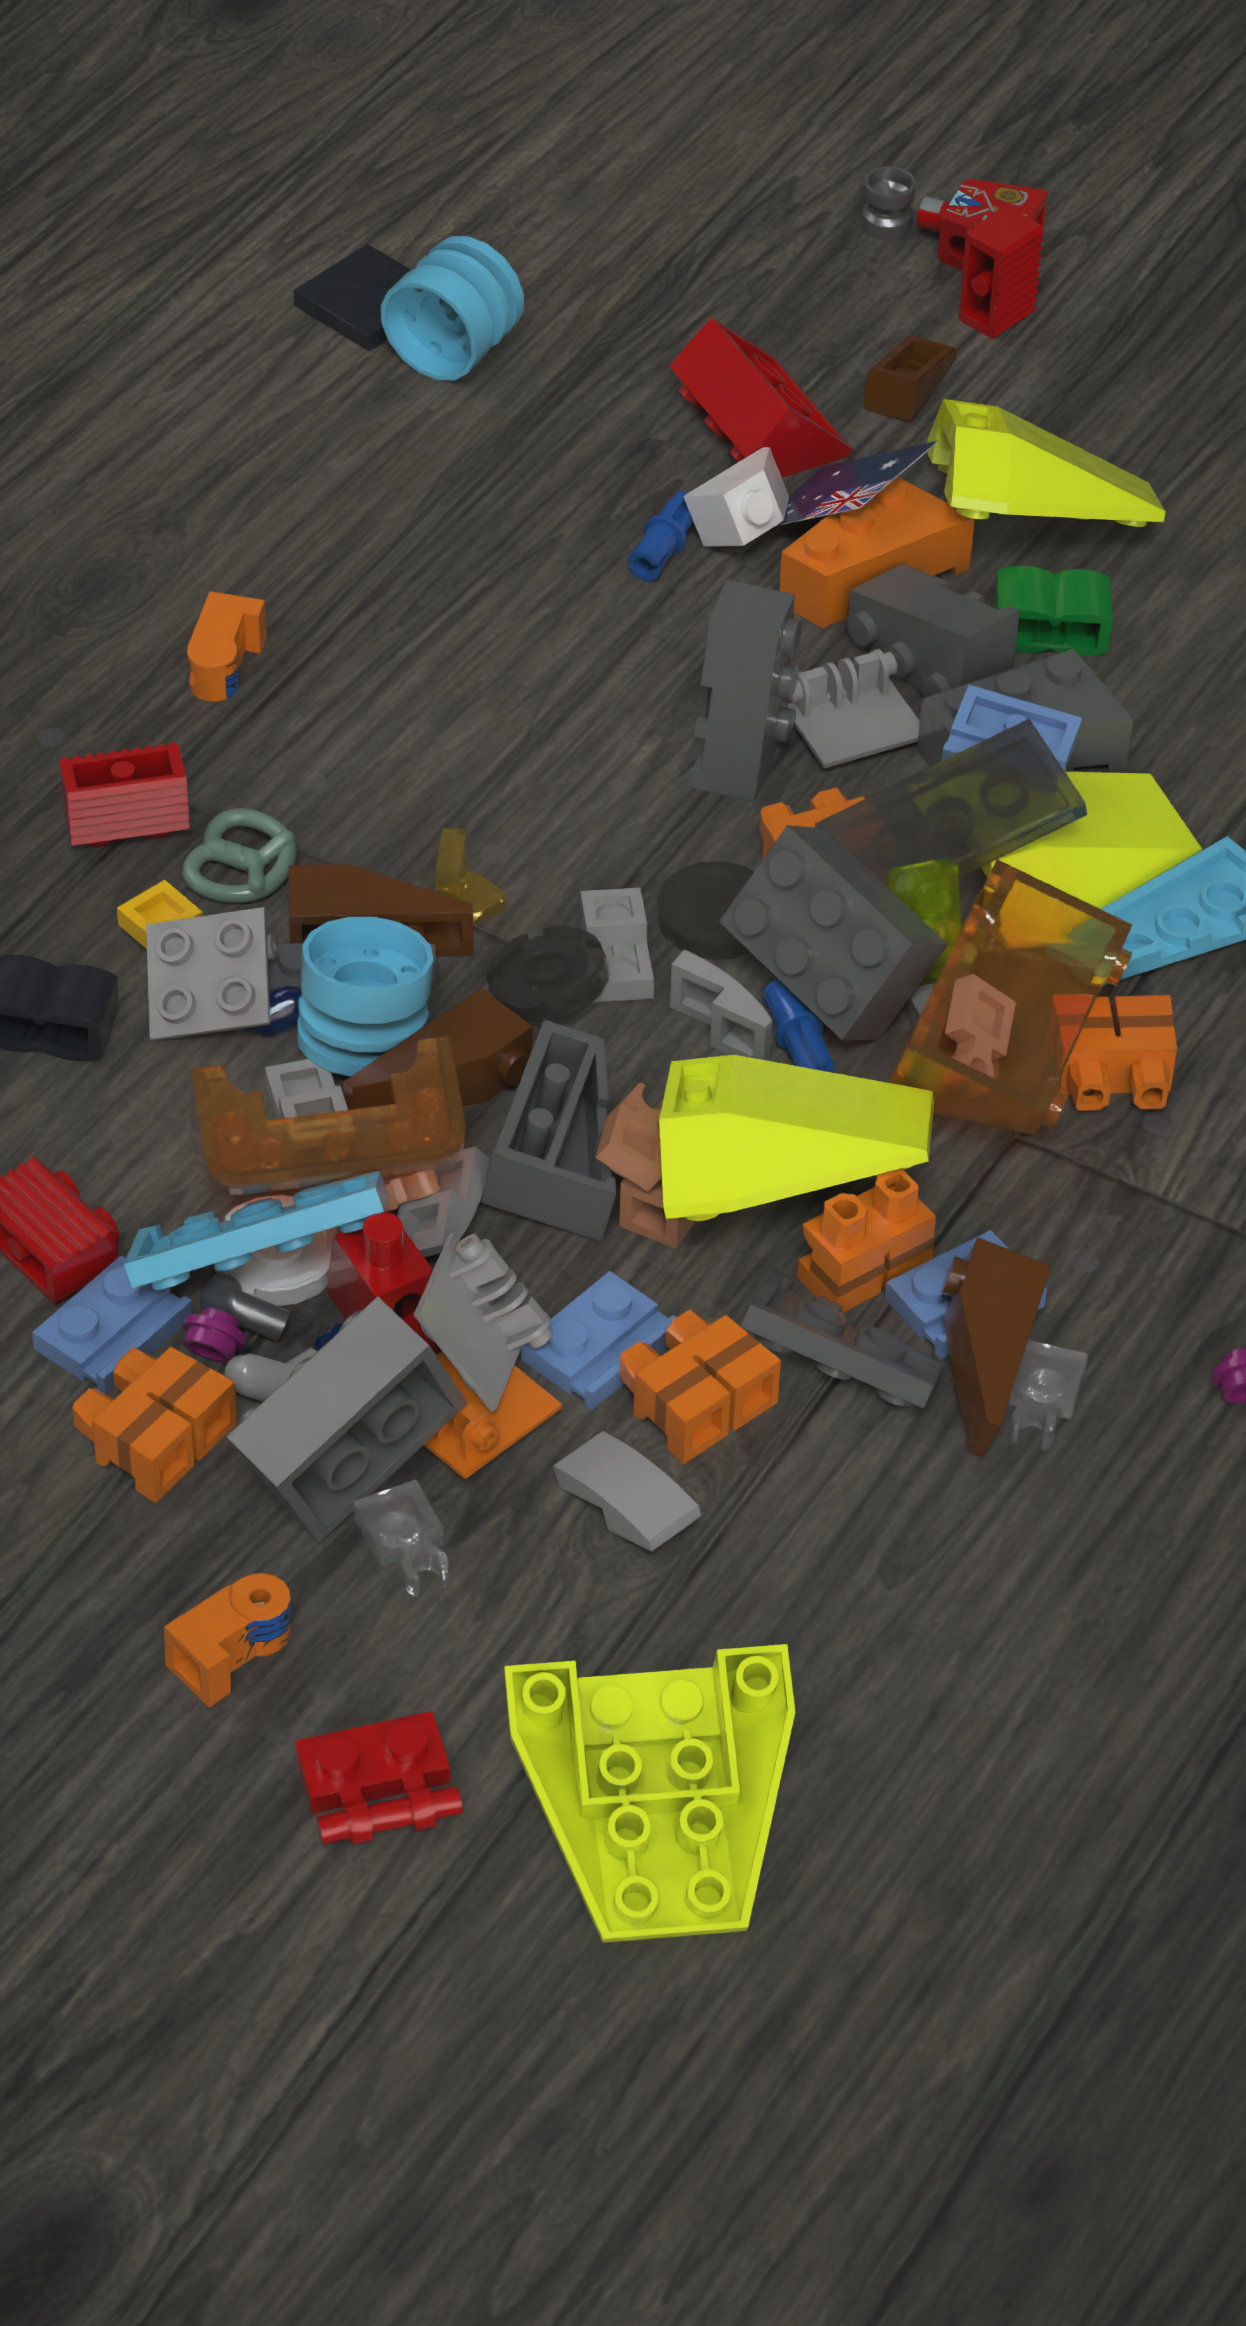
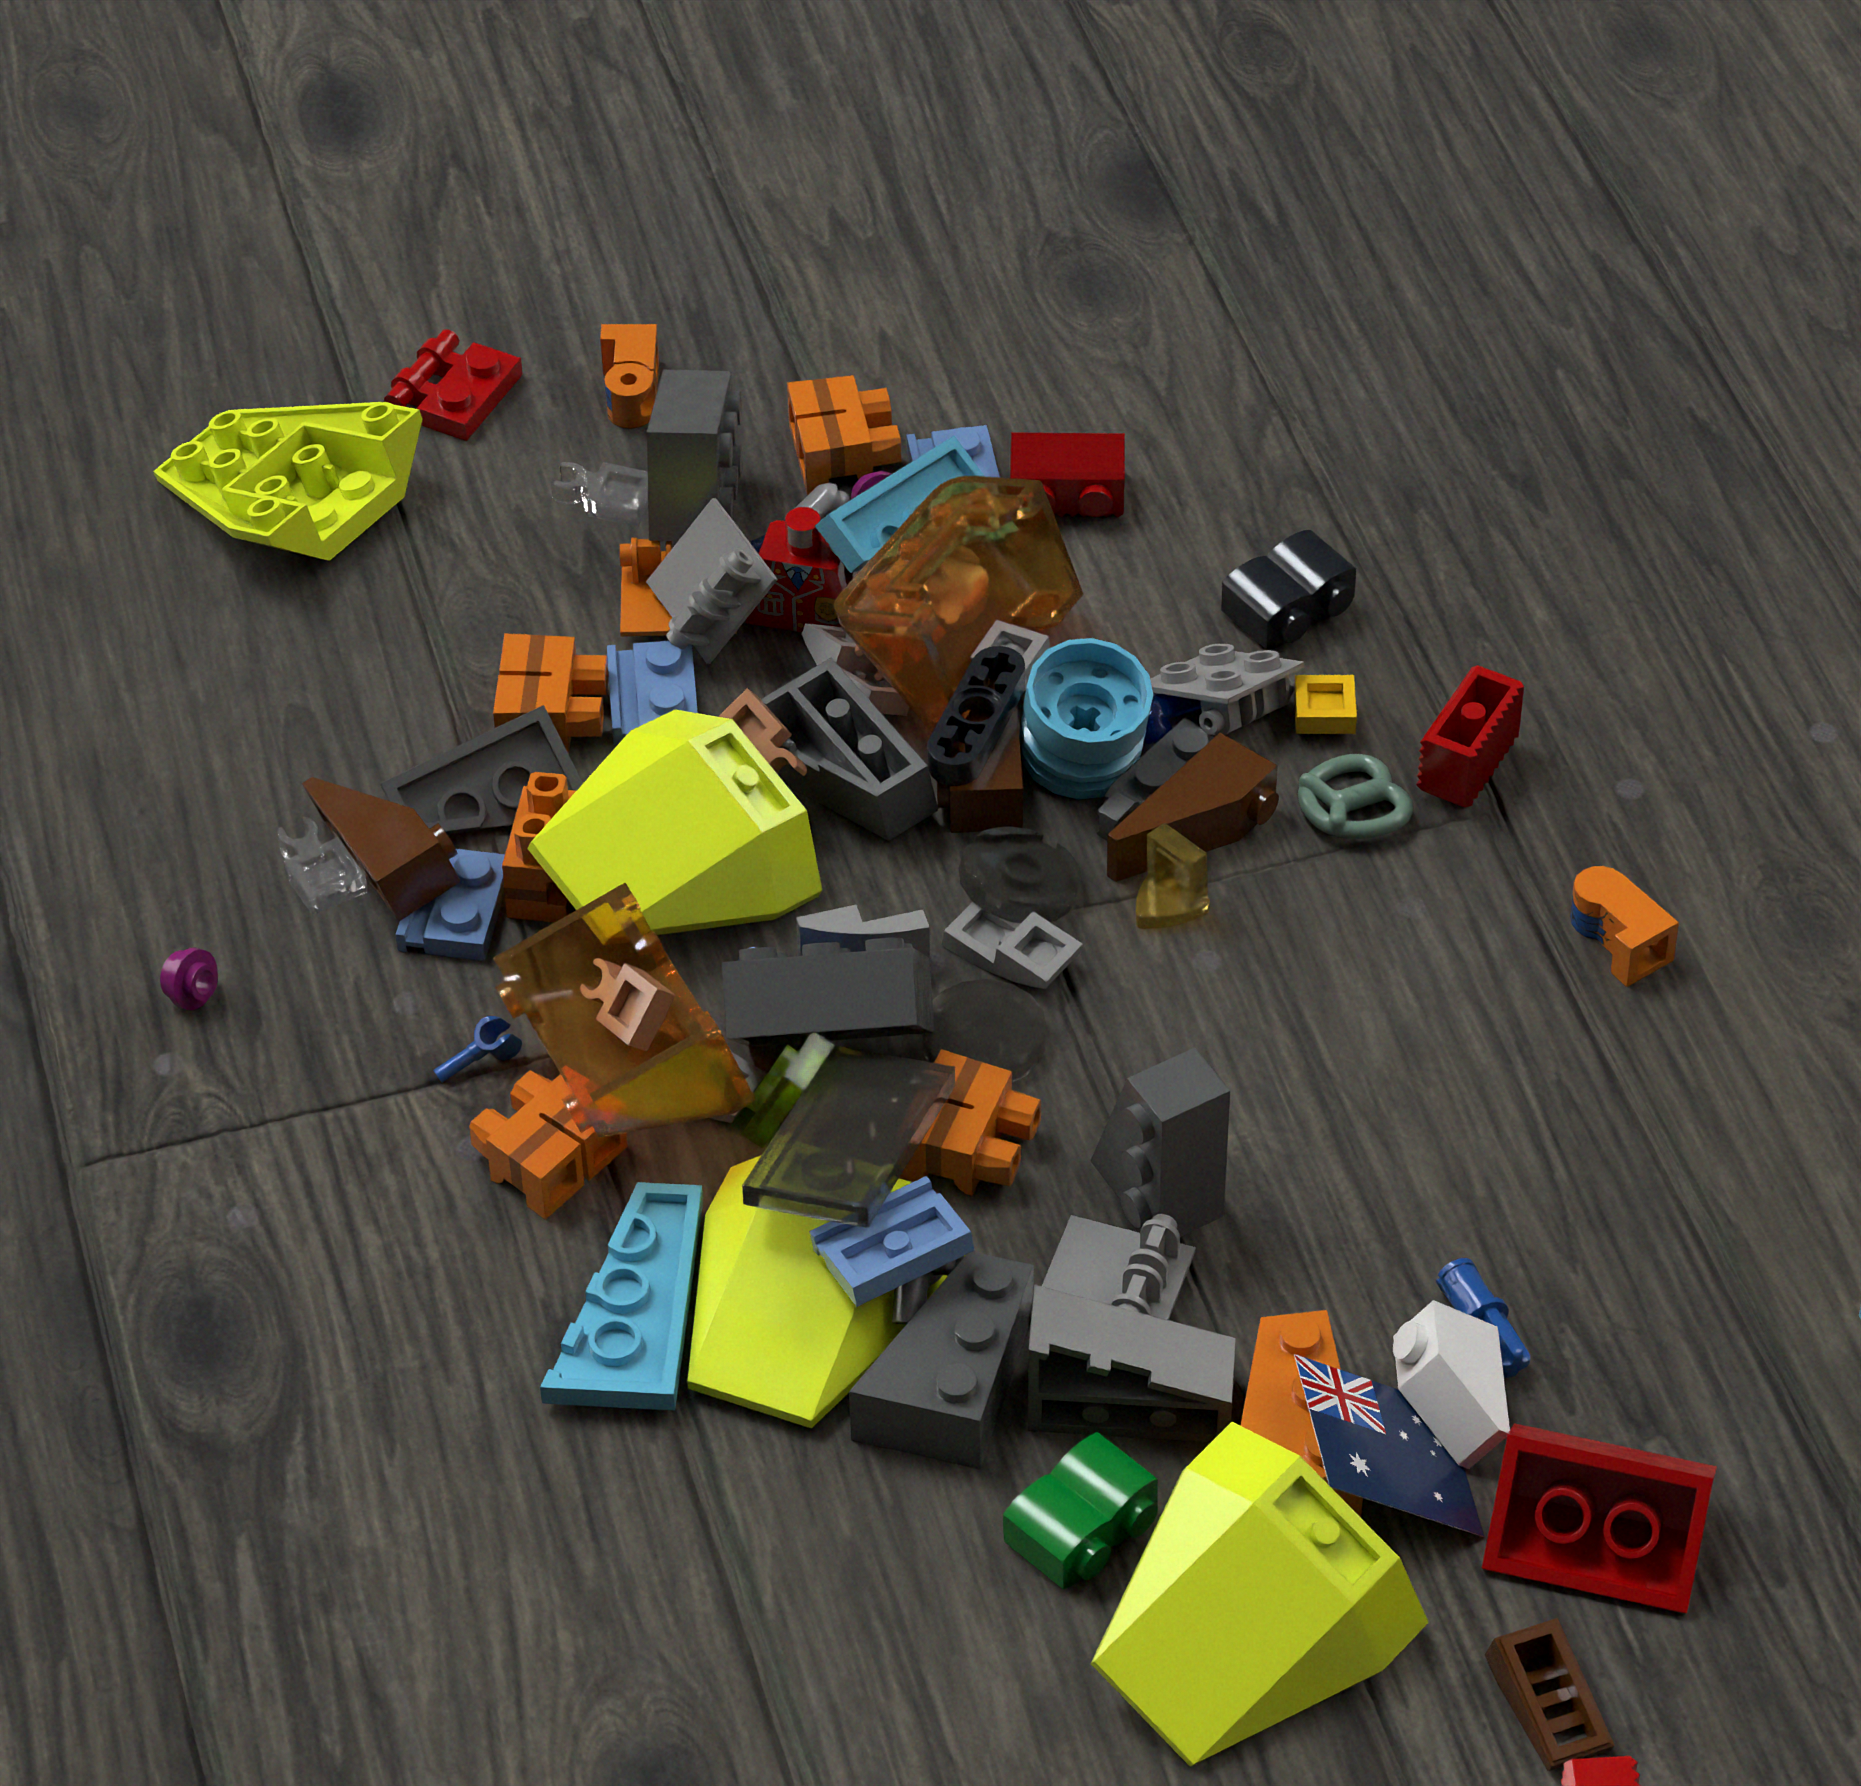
camera: 135 degrees right, 0 degrees up
(481, 1018) = (981, 736): none -> black beam
(631, 1490) = (491, 608): light grey slope -> none
(1069, 1152) = (485, 1043): none -> blue hand

